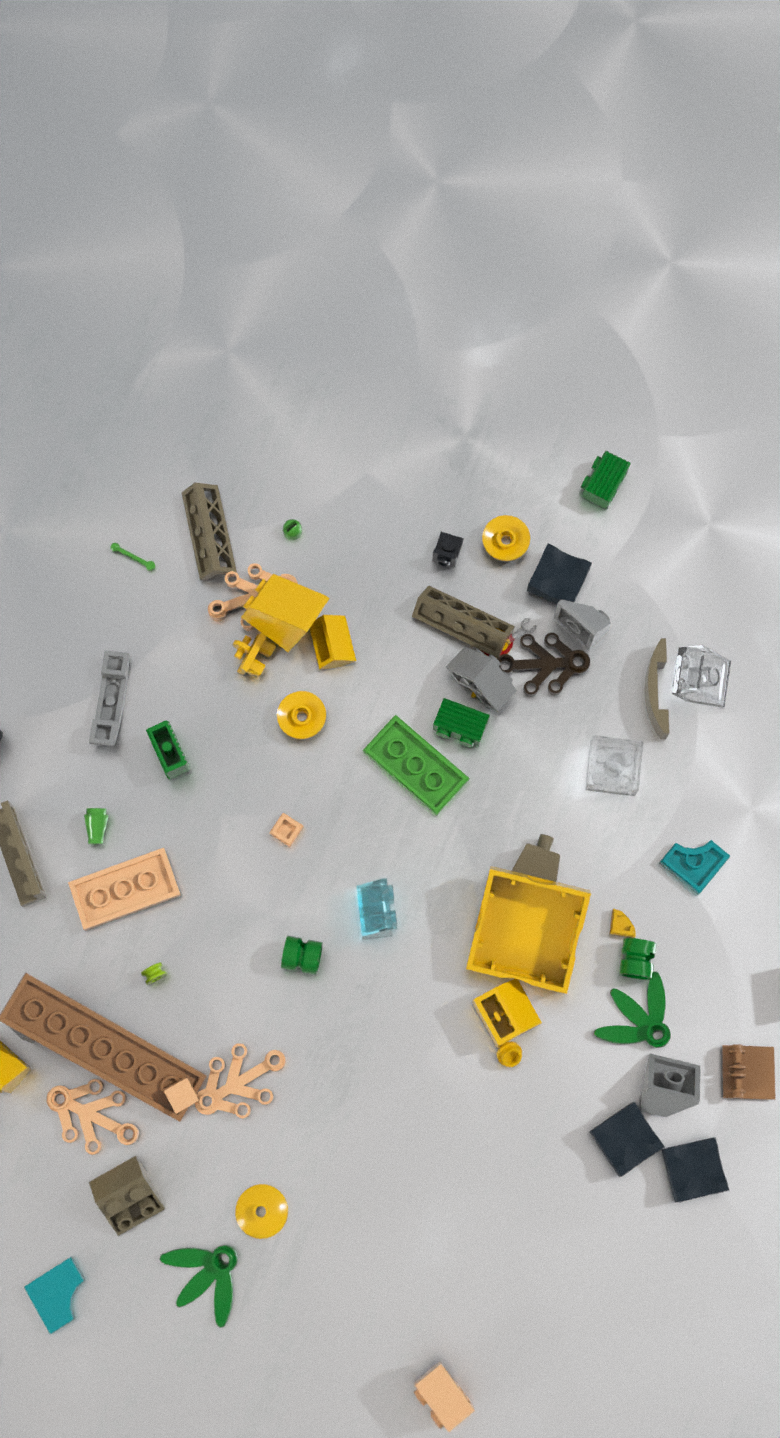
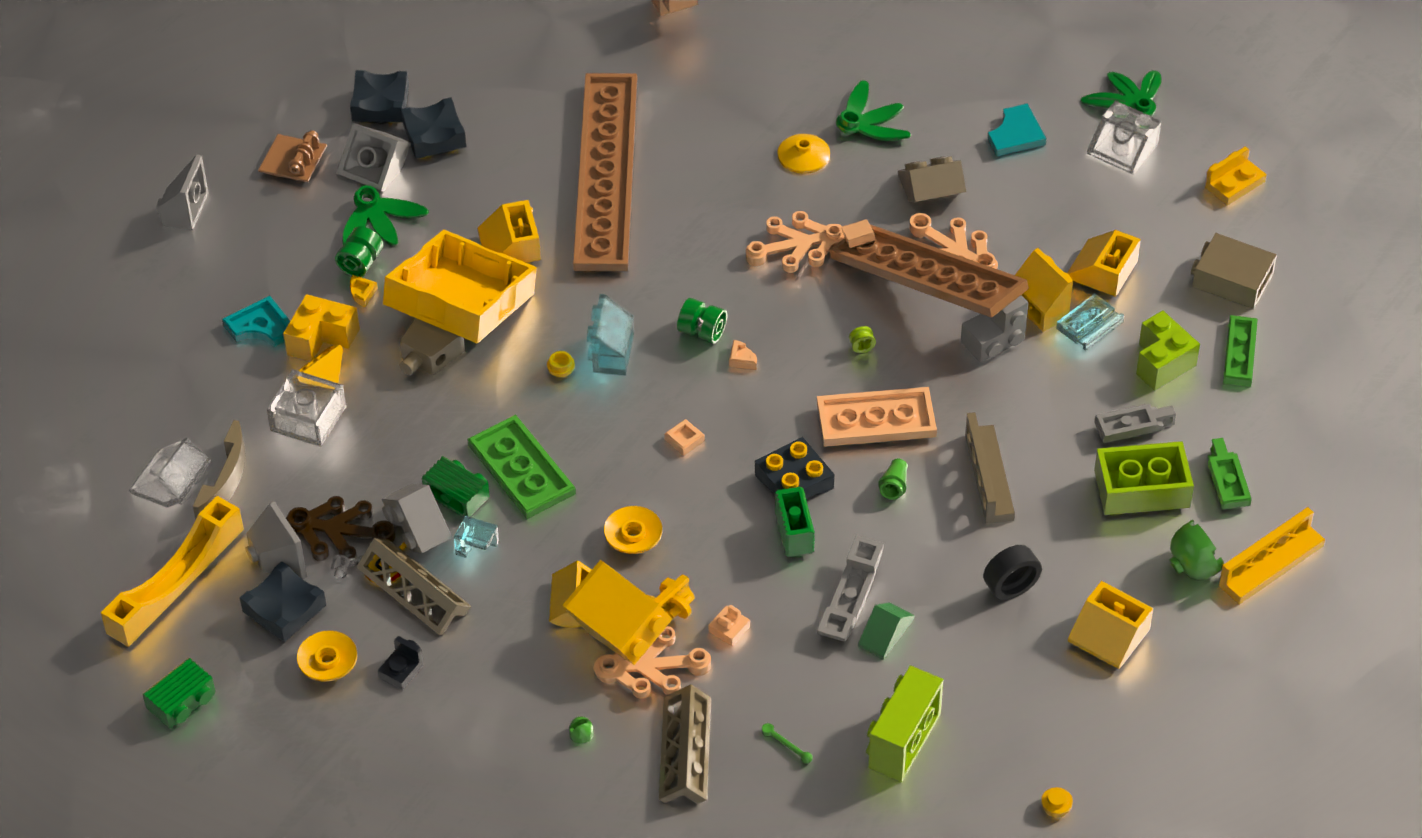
camera: 165 degrees left, 25 degrees down
(40, 576) = (904, 723): none -> lime brick
(74, 677) = (884, 629): none -> green slope
(182, 808) = (795, 467): none -> black brick
(202, 649) = (729, 625): none -> light nougat tile
(258, 933) = (742, 356): none -> light nougat tile
(415, 880) = (560, 364): none -> yellow plate
(426, 674) = (475, 534): none -> clear light blue panel
(445, 1133) = (606, 172): none -> medium nougat plate
(623, 822) = (326, 364): none -> yellow slope
(644, 866) = (318, 323): none -> yellow brick
(656, 579) = (138, 608): none -> yellow arch

